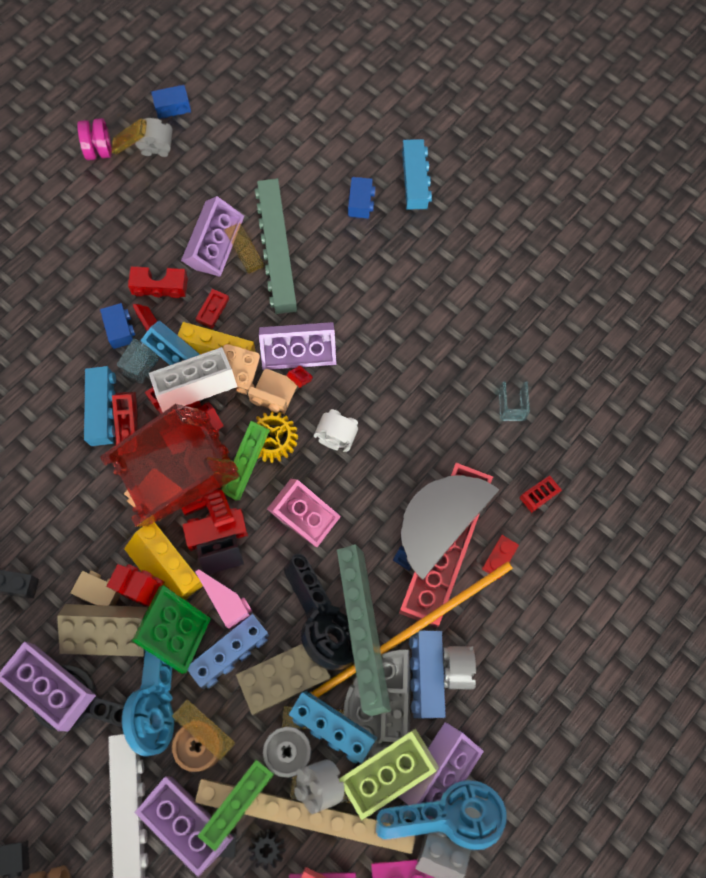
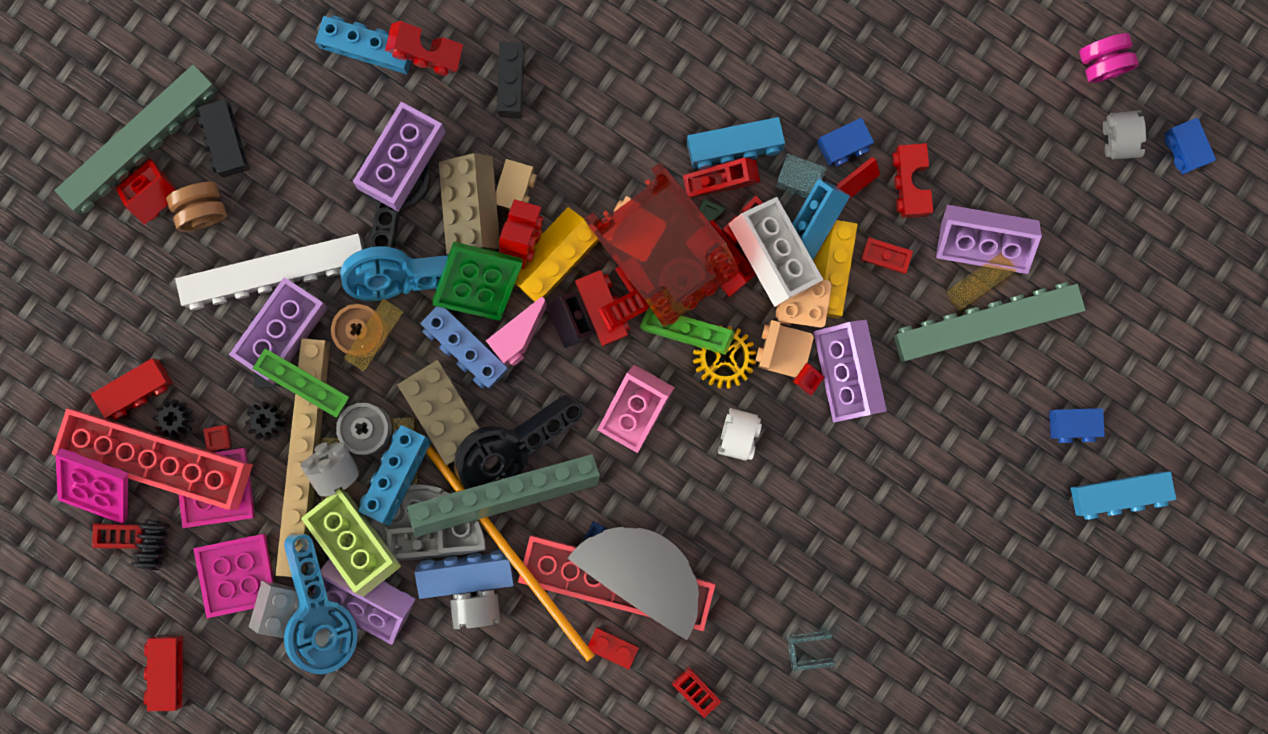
camera: 85 degrees right, 15 degrees up
(129, 136) = (1118, 102): clear yellow tile -> none

